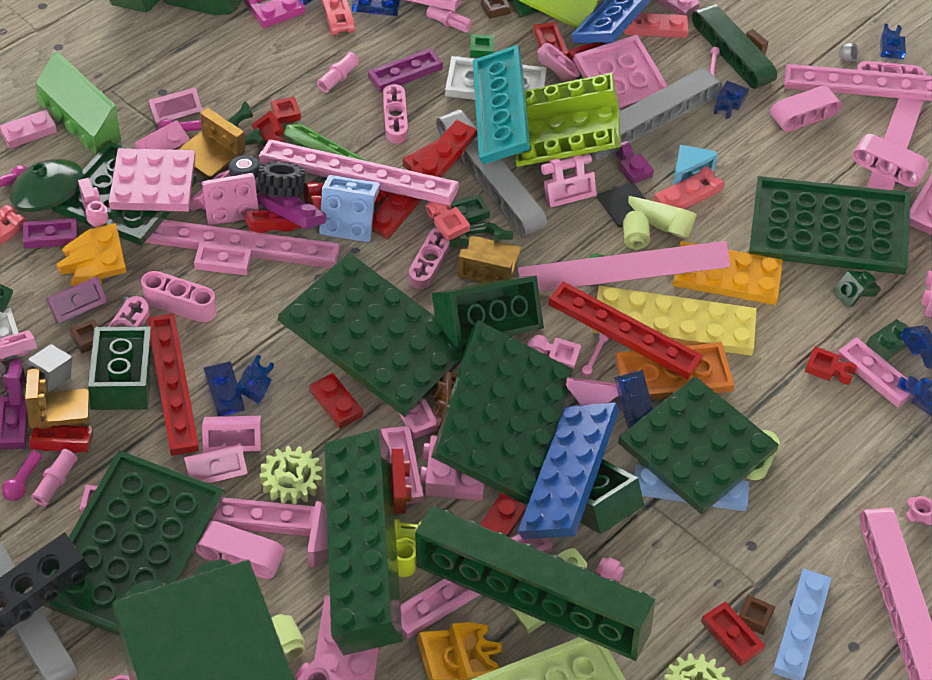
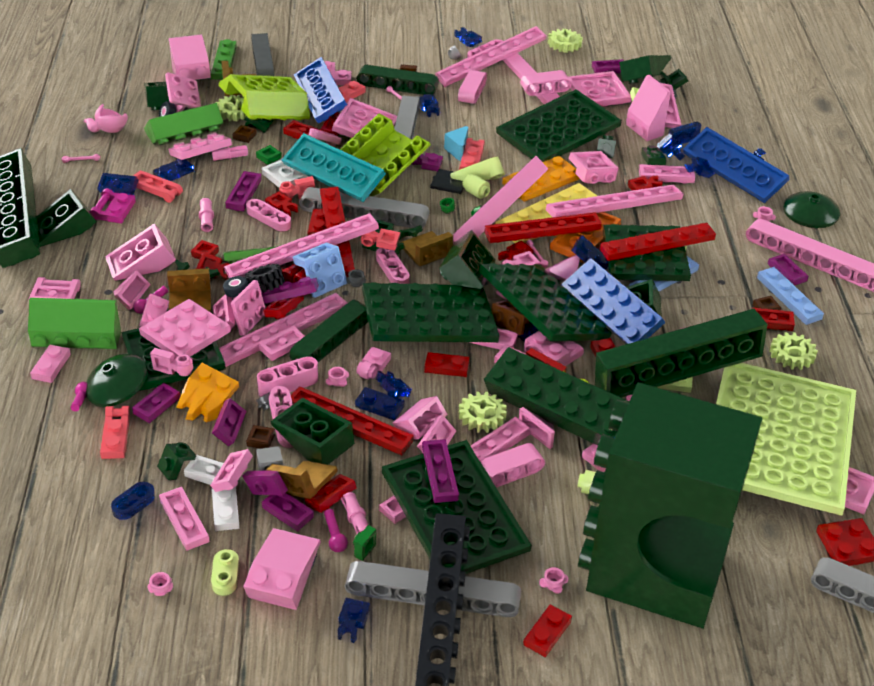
camera: 45 degrees left, 10 degrees down
(23, 508) = (364, 542): none -> green plate
(111, 64) = (55, 288): none -> bright pink plate
(151, 497) = (440, 471): none -> magenta plate
(223, 325) = (337, 377): none -> bright pink plate
(227, 75) = (145, 253): none -> bright pink slope
(264, 282) = (331, 332): none -> dark green beam
(279, 341) = (372, 362): none -> bright pink plate
(379, 243) = (356, 278): none -> dark grey plate
(420, 109) = (282, 203): none -> red plate
(447, 100) = (300, 185): none -> coral plate
(570, 187) = (415, 187): bright pink plate -> none
(574, 333) = (514, 249): none -> red plate
(576, 230) = (447, 201): none -> green hinge
(716, 442) = (657, 241): none -> red plate
(759, 360) = (615, 201): none -> bright pink tile
(794, 301) = (594, 167): none -> bright pink plate
(843, 595) = (788, 269): none -> magenta plate

